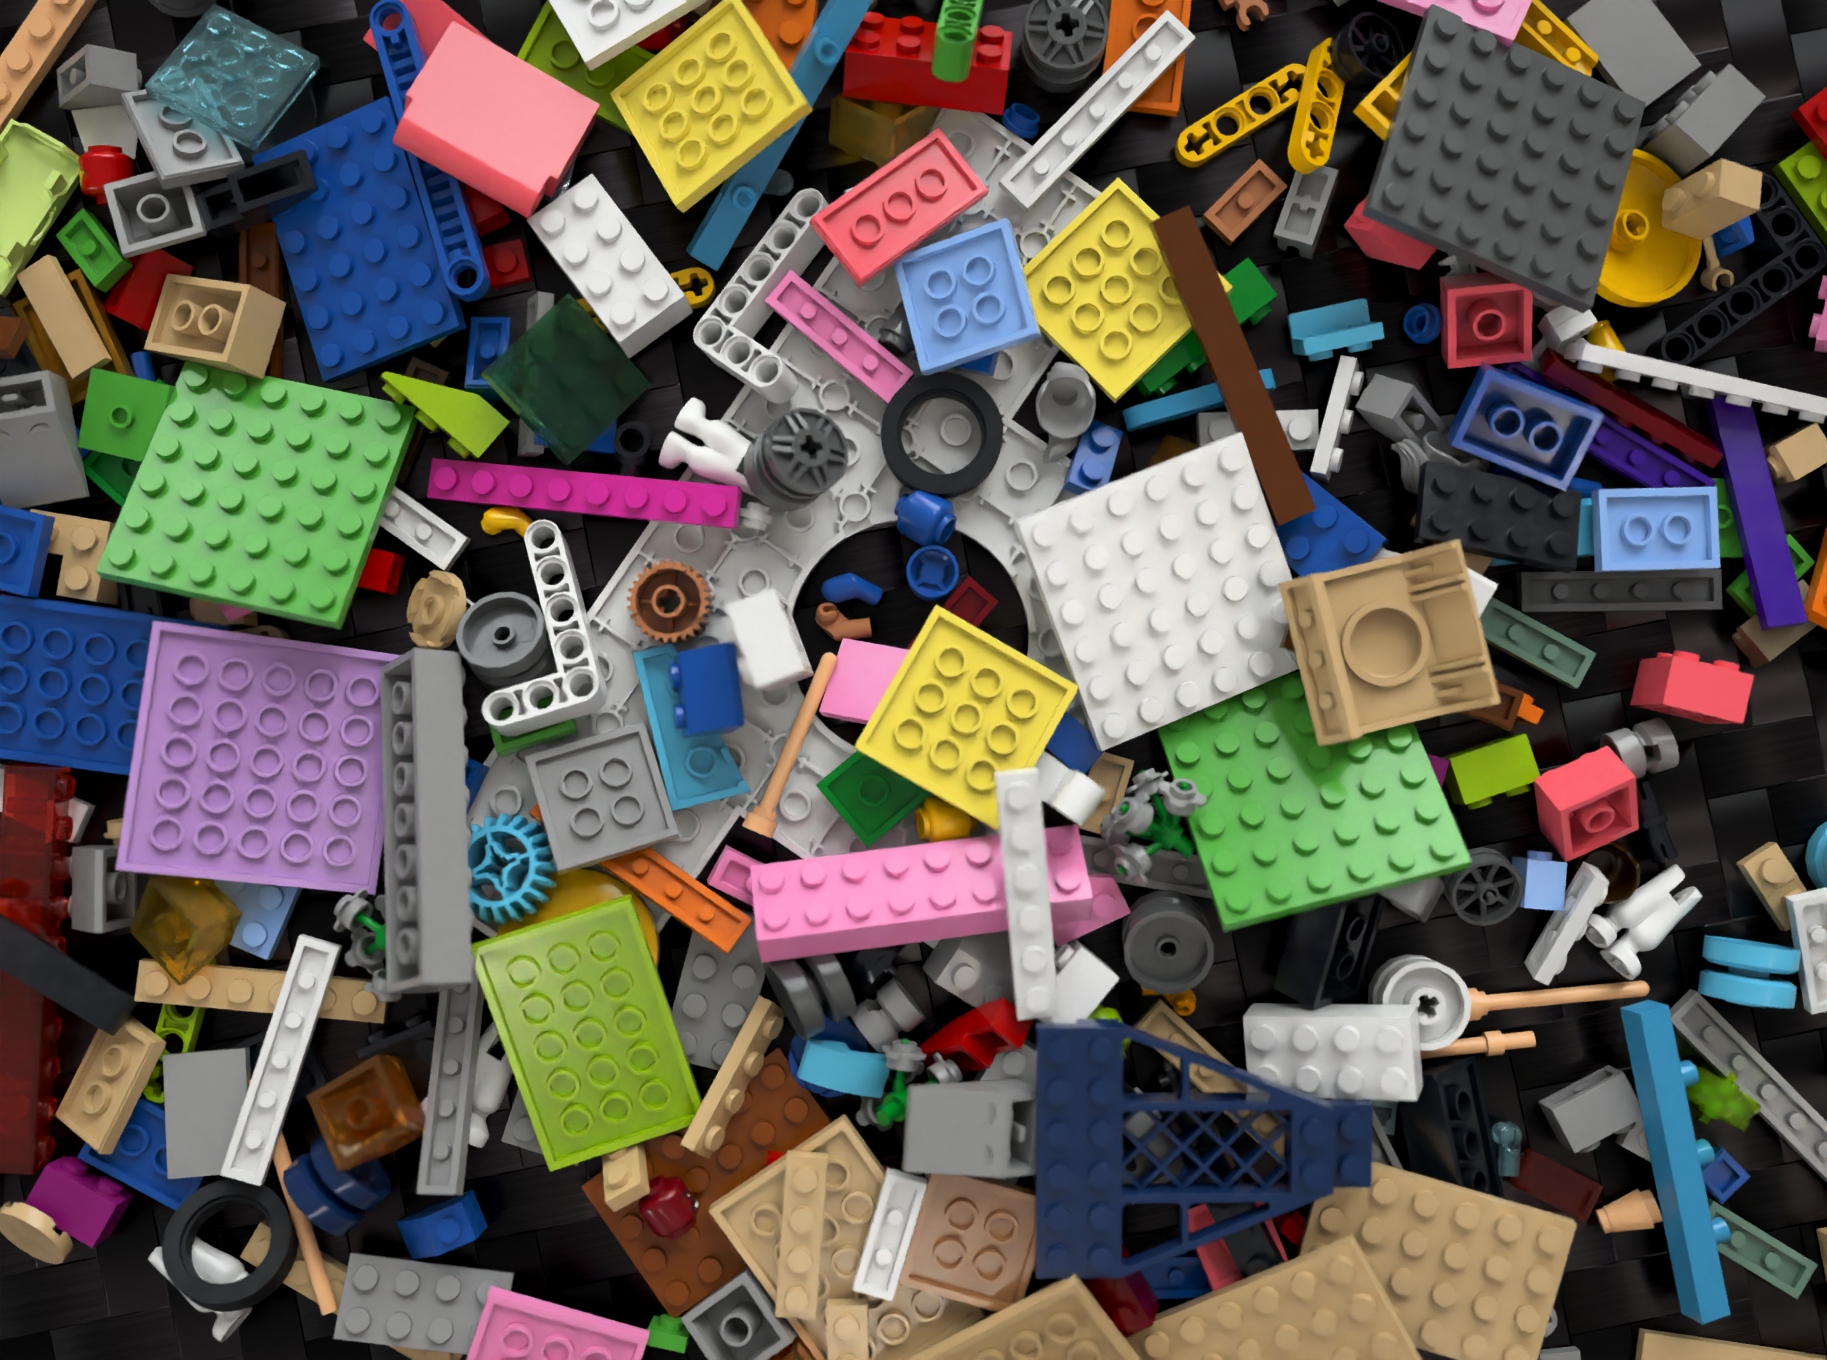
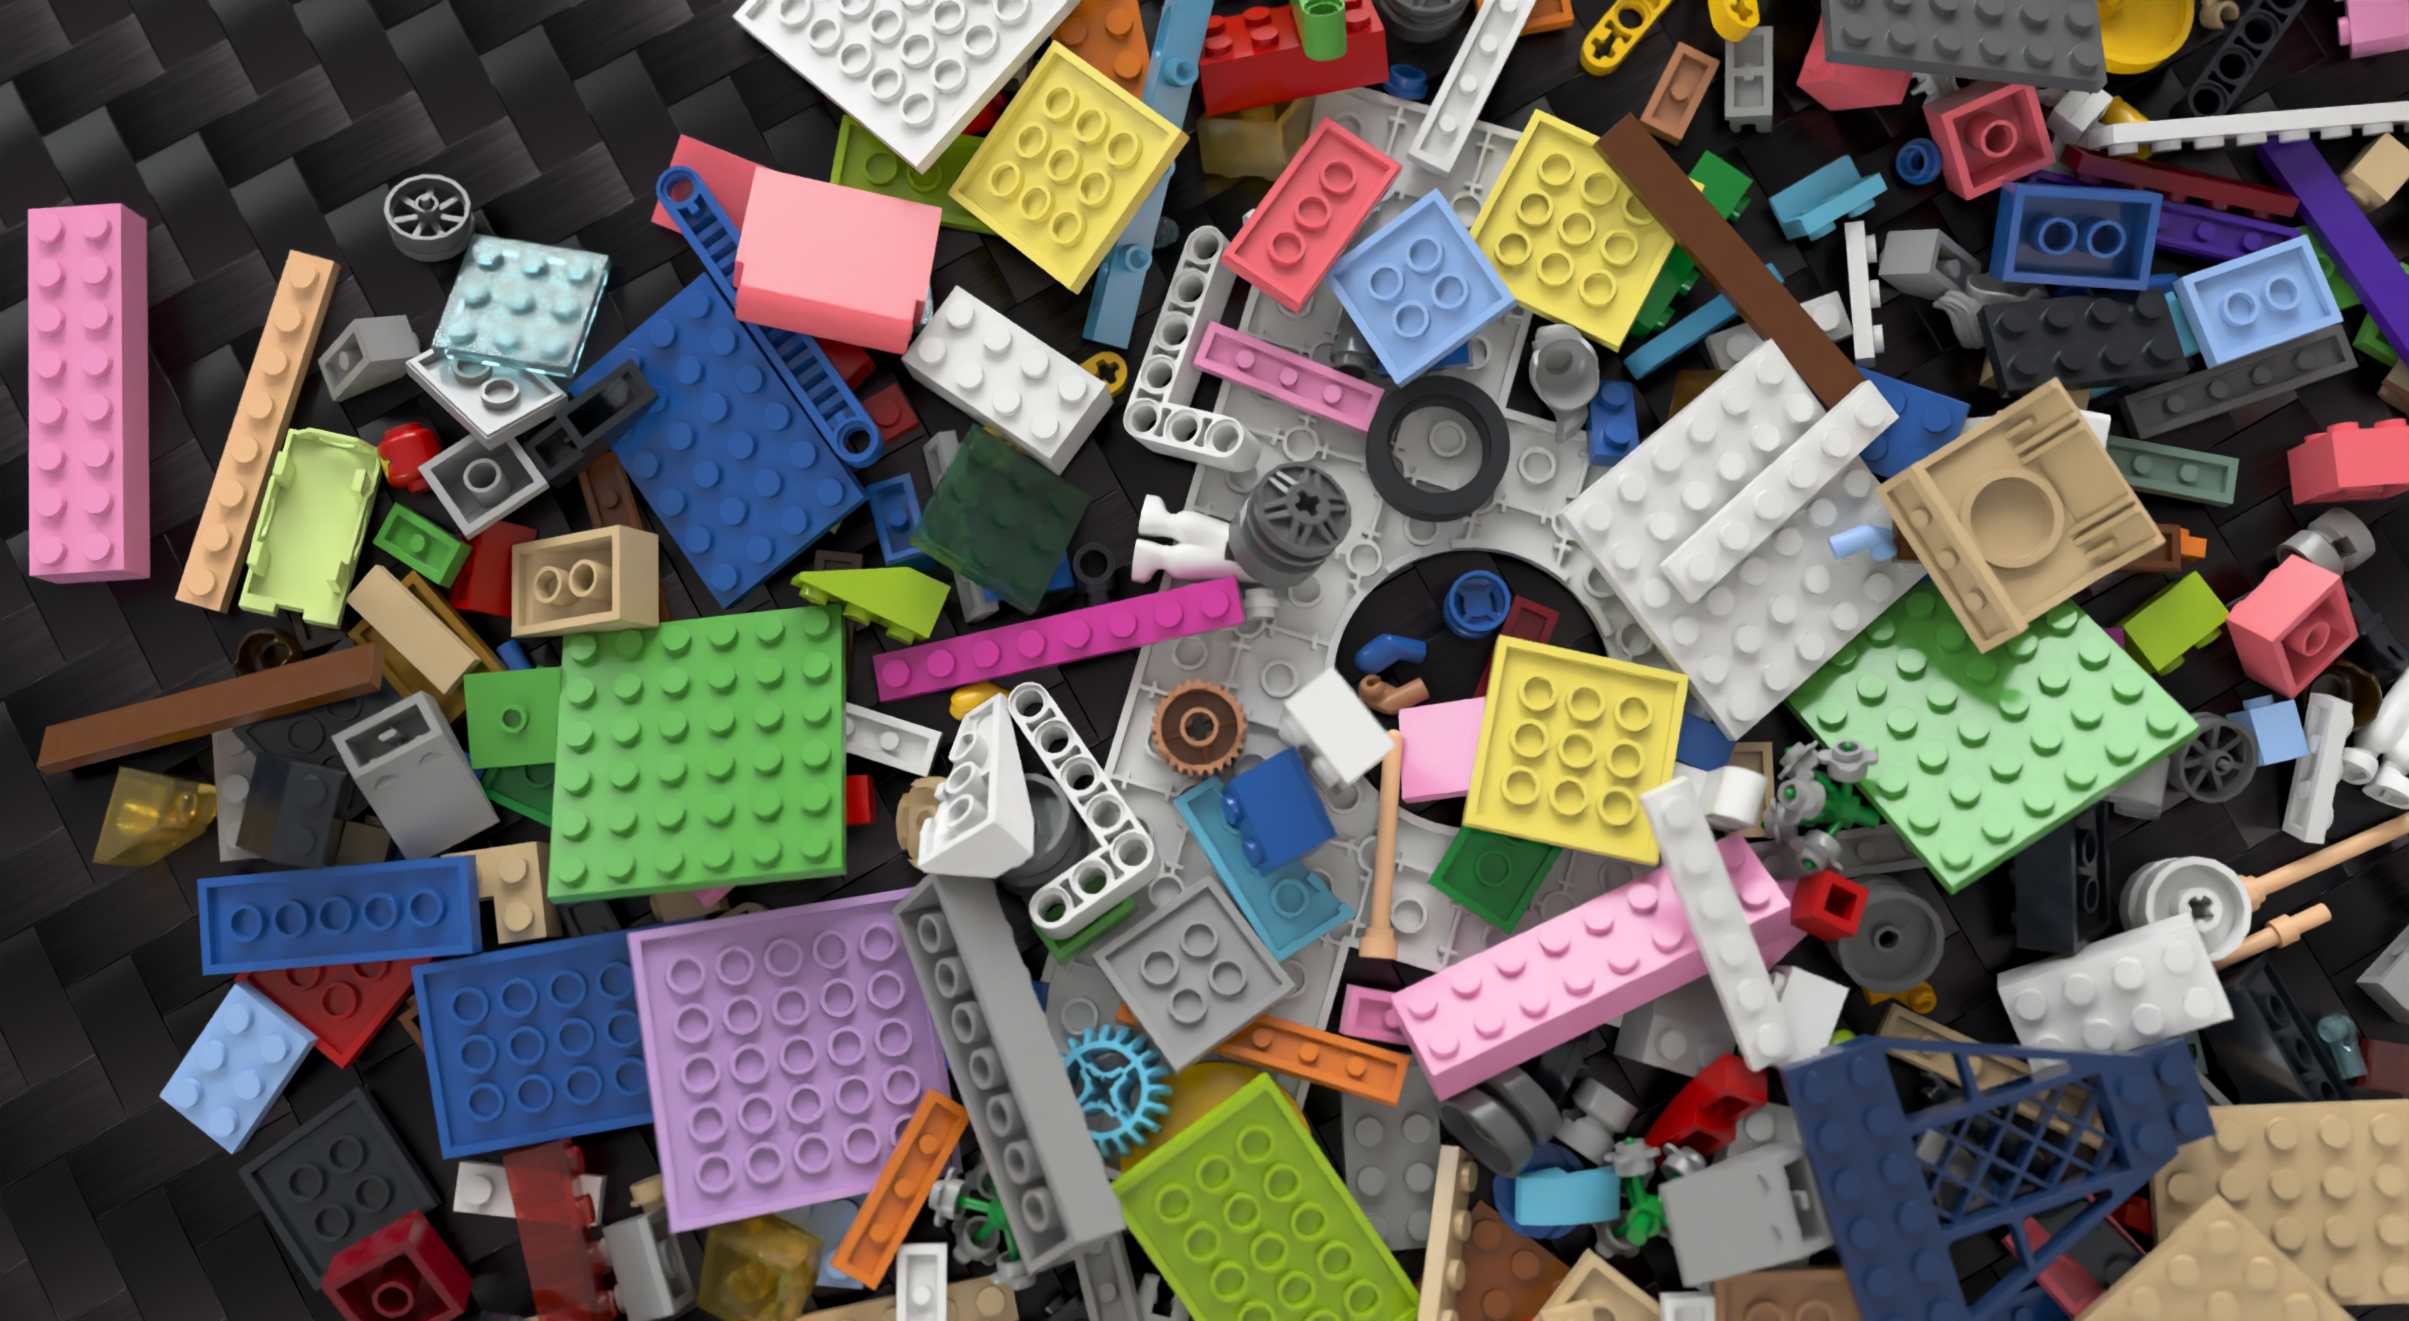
camera: 15 degrees left, 5 degrees down
(106, 127) = (393, 405): white sticker -> none
(314, 893) = (901, 1189): none -> orange plate
(476, 606) = (984, 804): none -> white wedge
(925, 518) = (1450, 545): blue head -> none
(942, 821) = (1584, 876): yellow head -> none
(1125, 907) = (1827, 906): none -> red brick
(1202, 560) = (1778, 491): none -> white plate
(1260, 620) = (1861, 538): none -> light blue arm

